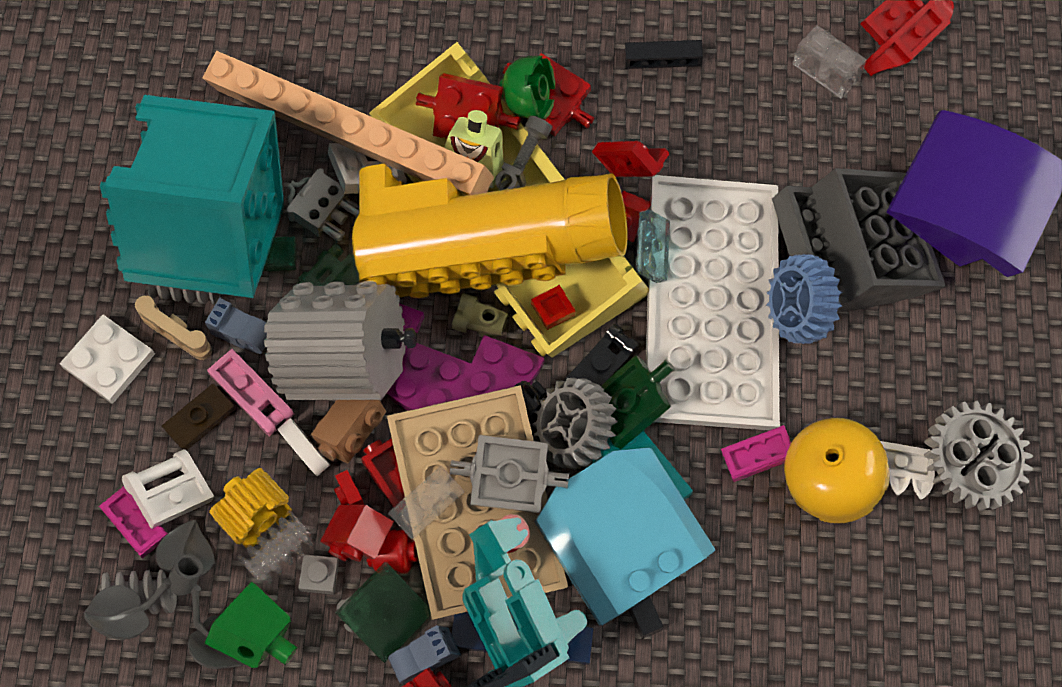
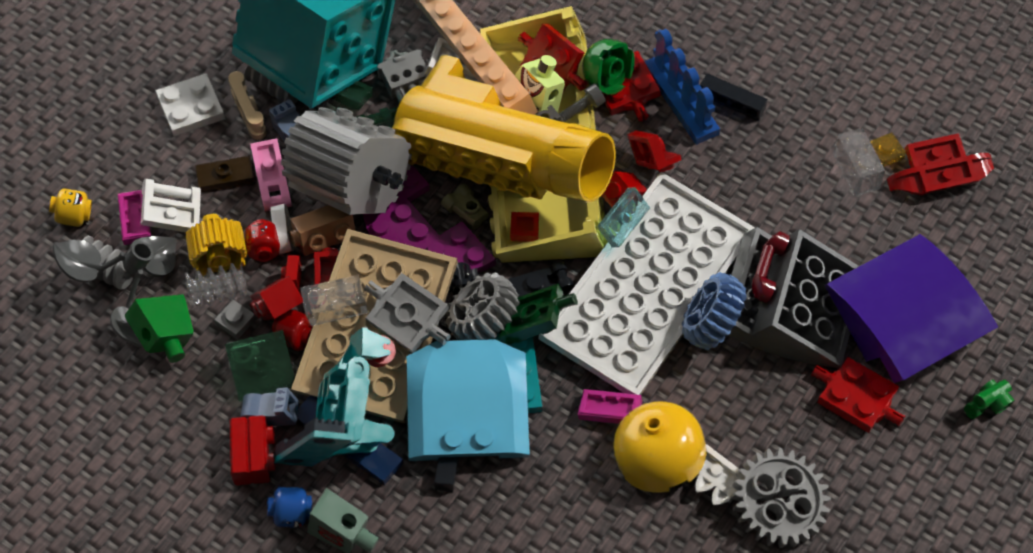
camera: 30 degrees right, 10 degrees down
(57, 550) = (70, 207): none -> yellow head
(293, 472) = (262, 240): none -> red head
(612, 80) = (682, 89): none -> blue fence
(833, 248) = (761, 286): none -> dark red bar
(845, 30) = (888, 149): none -> clear yellow plate
(977, 306) = (858, 395): none -> red plate

